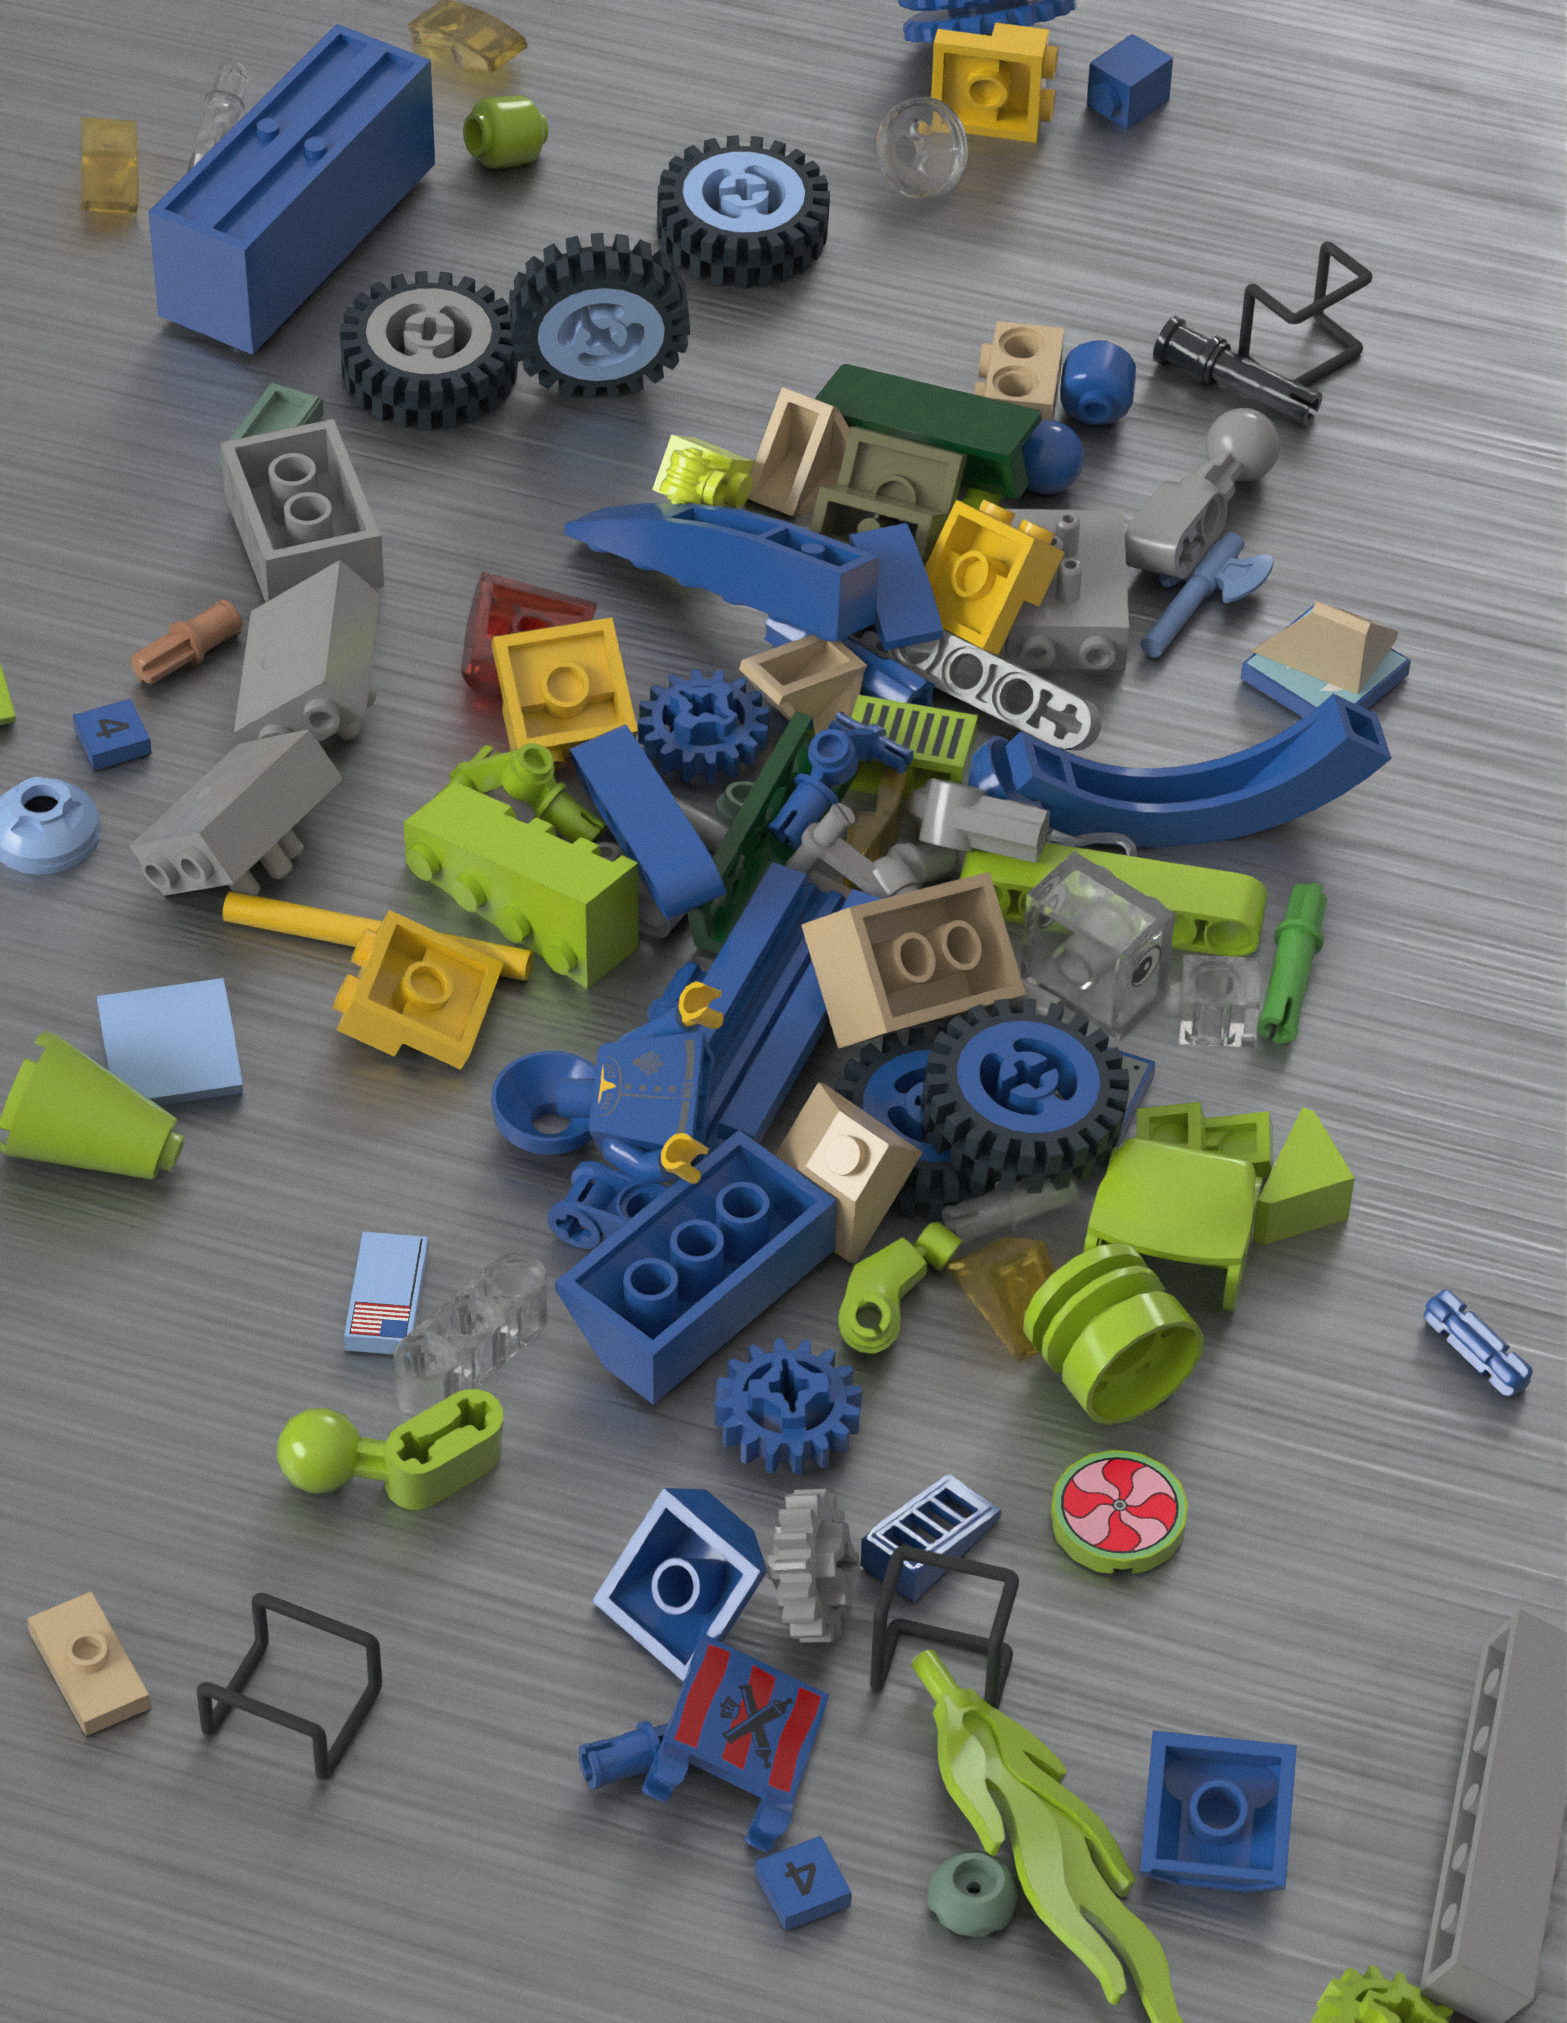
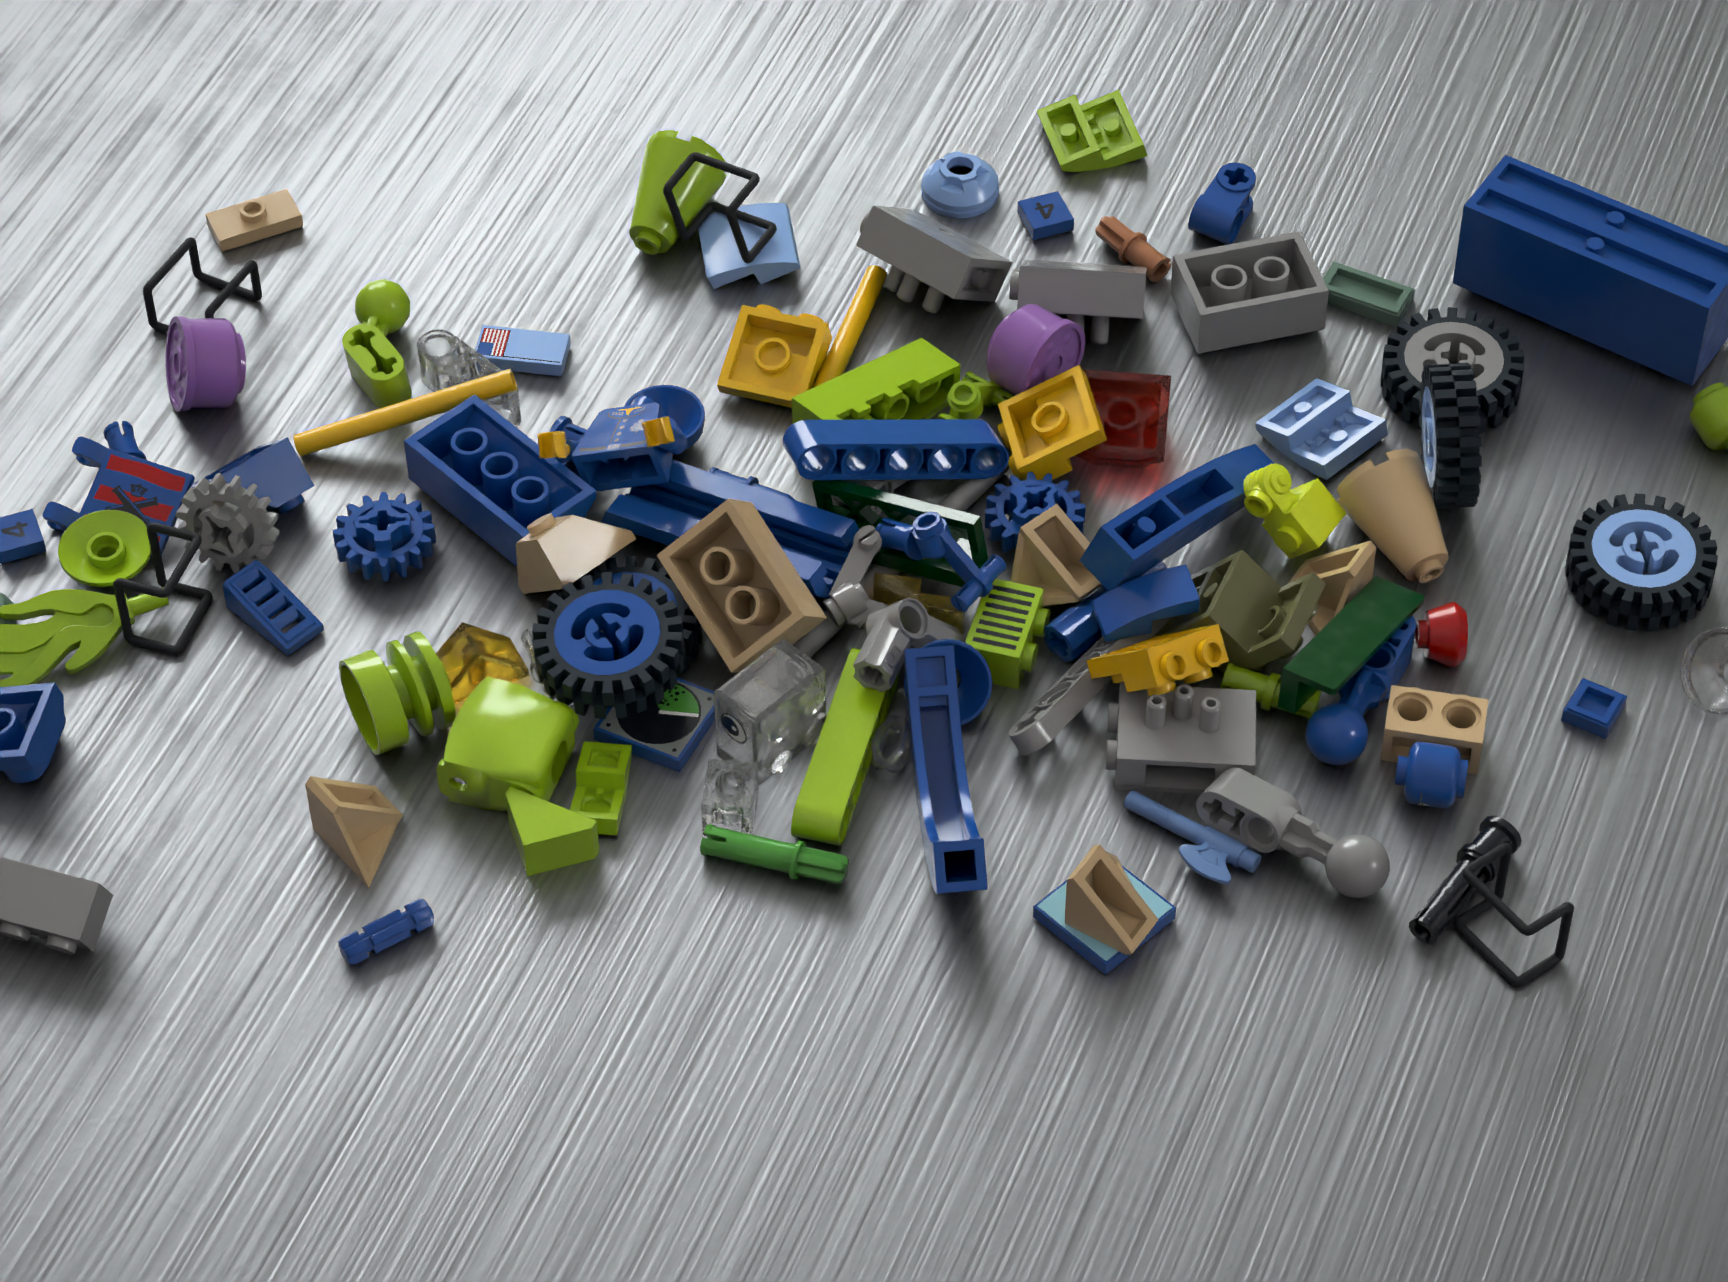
camera: 95 degrees right, 0 degrees up
(109, 165) = (1665, 192): clear yellow slope -> none
(119, 549) = (1224, 203): none -> blue piece
(130, 1042) = (730, 211): none -> black piece
(437, 706) = (1032, 348): none -> medium lavender wheel
(463, 1657) = (204, 363): none -> medium lavender wheel
(521, 474) = (1321, 428): none -> light blue slope
(560, 1391) = (403, 412): none -> yellow piece
(692, 390) = (1397, 513): none -> tan cone
(846, 1721) = (101, 534): none -> lime dish
(871, 1305) = (471, 588): lime arm -> none
(878, 352) = (1443, 634): none -> red cone
(958, 269) = (1594, 708): none -> blue tile
(1119, 1512) = (273, 713): tile -> none
(1308, 1393) = (353, 822): none -> tan slope

